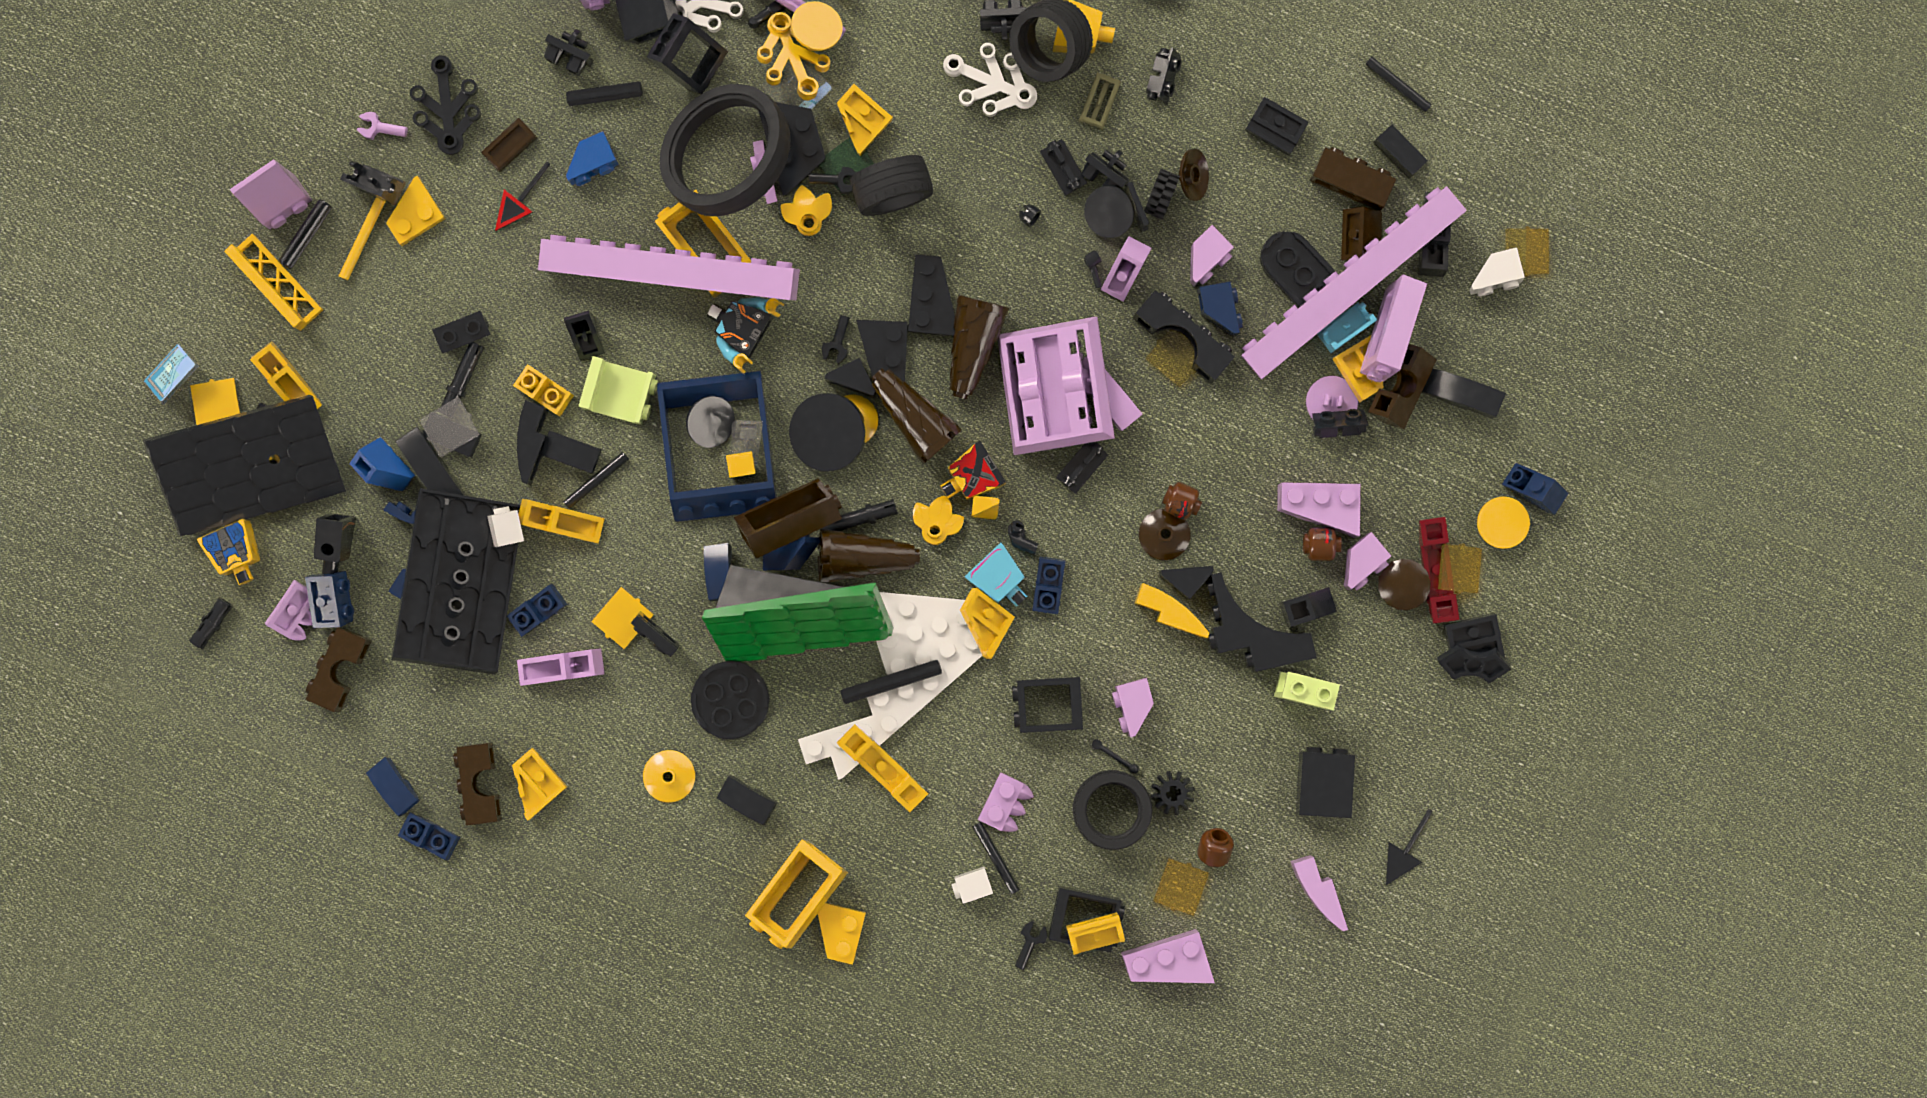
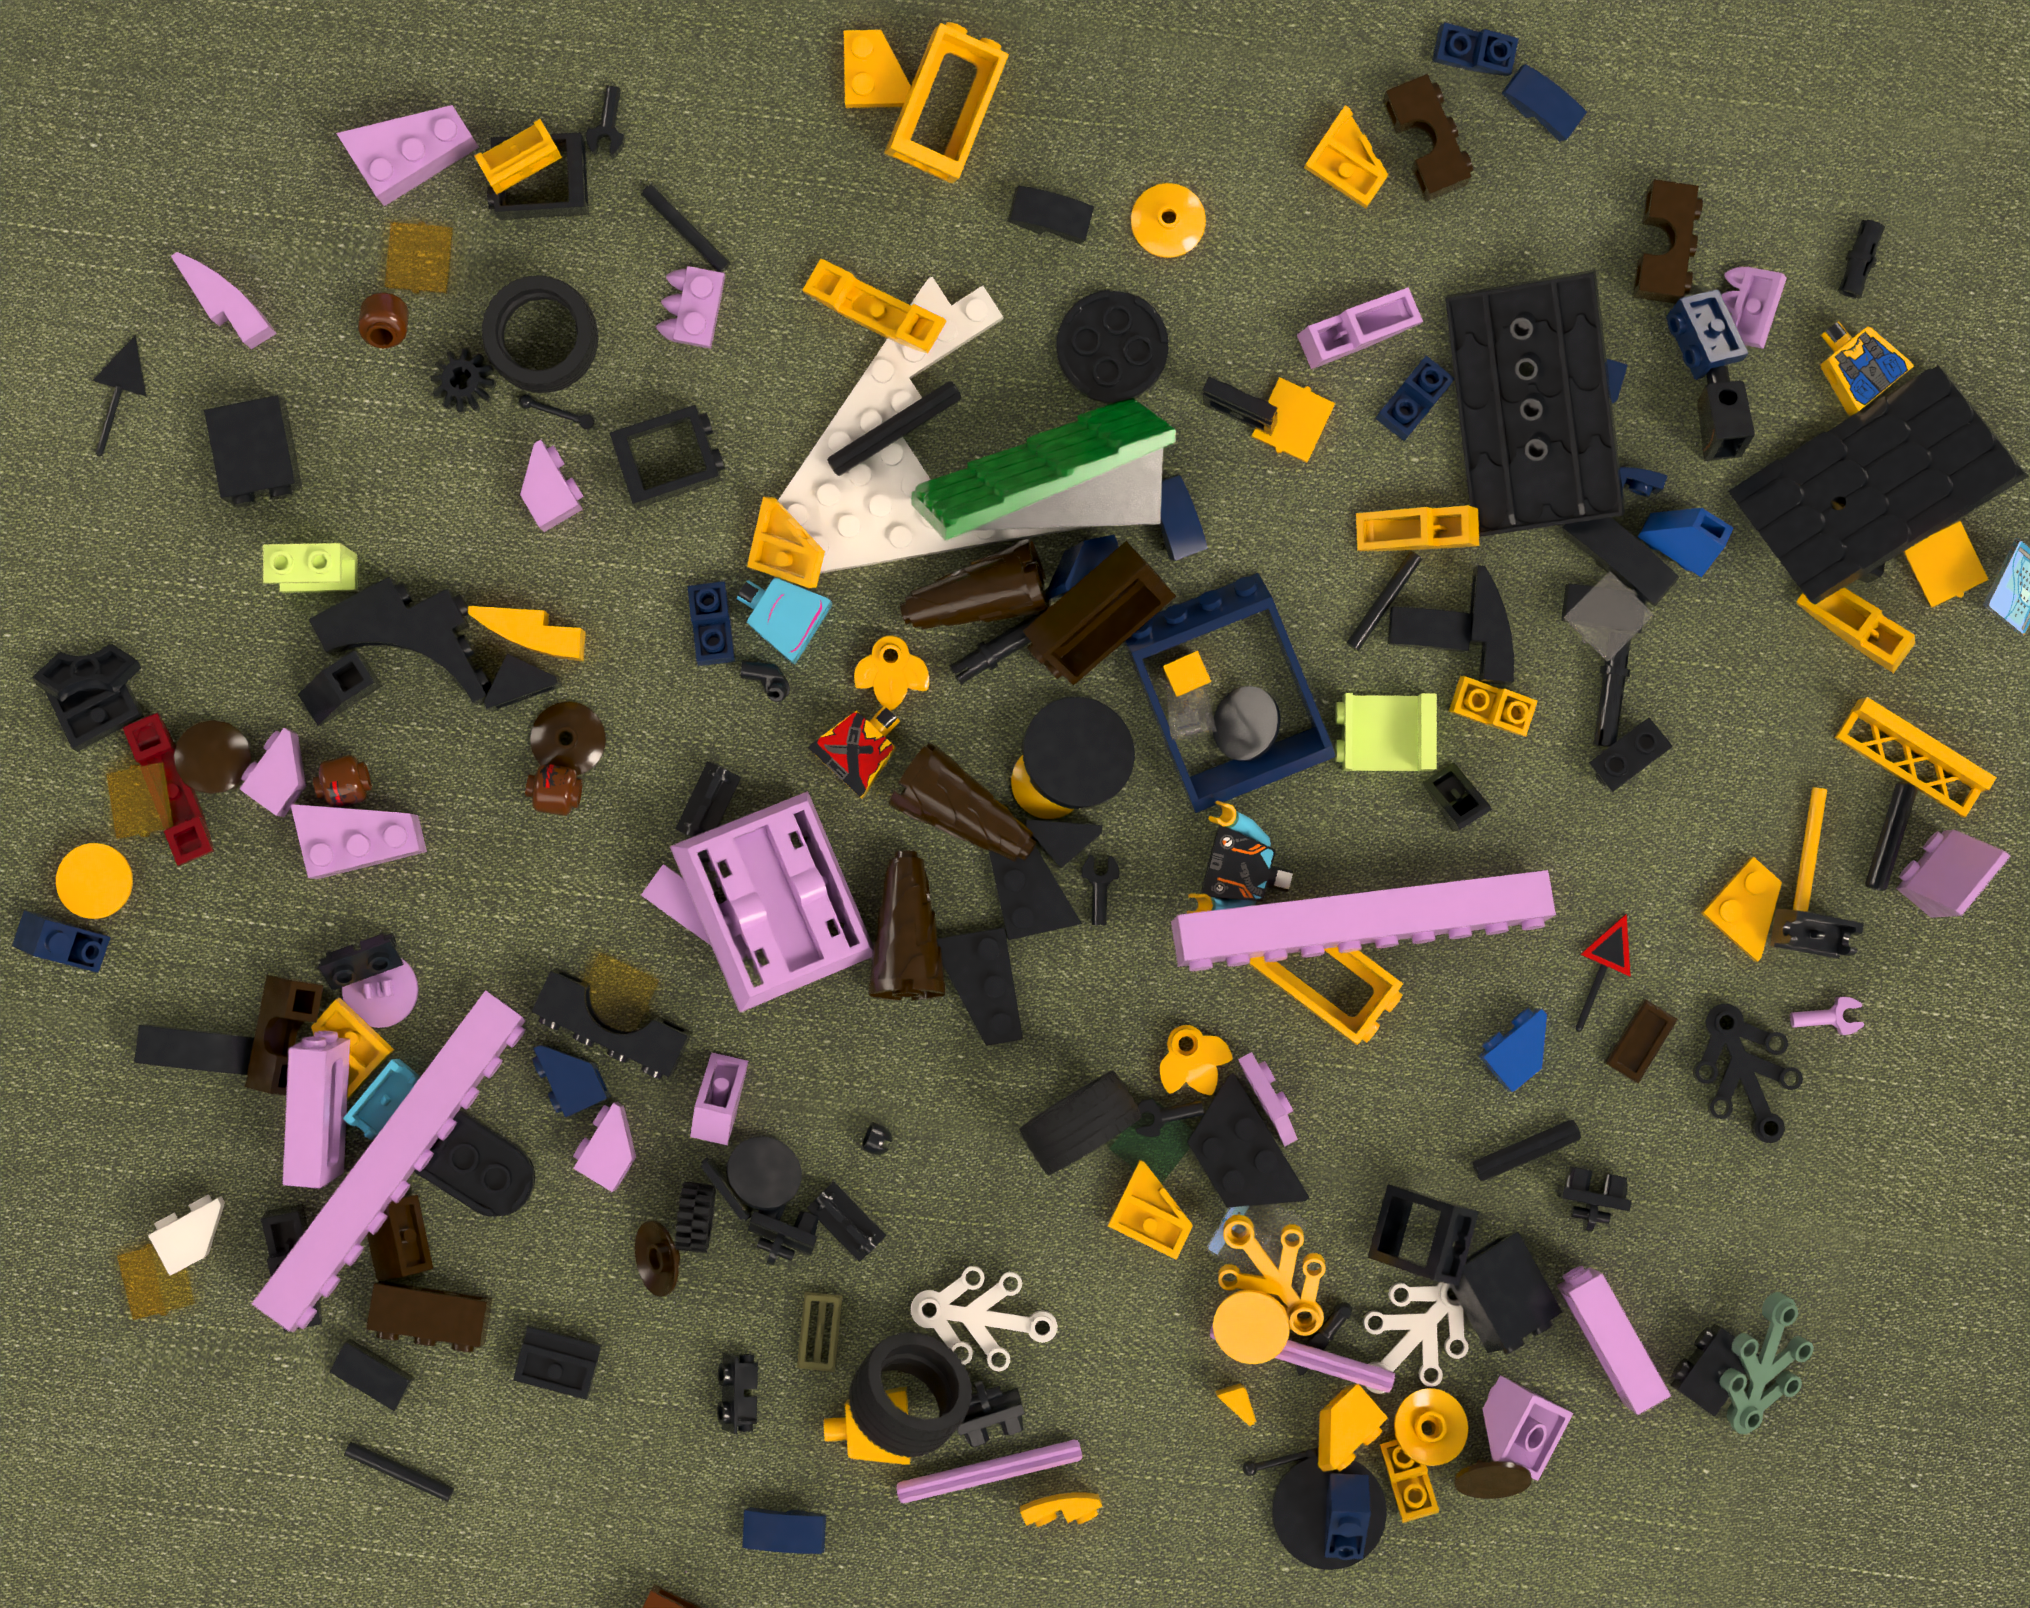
camera: 170 degrees right, 0 degrees up
(505, 527) = (1490, 496): white brick -> none
(690, 120) = (1400, 1127): black tyre -> none
(972, 885) = (707, 180): white brick -> none
(985, 507) = (828, 708): yellow slope -> none
(1091, 261) = (771, 1099): black hand -> none

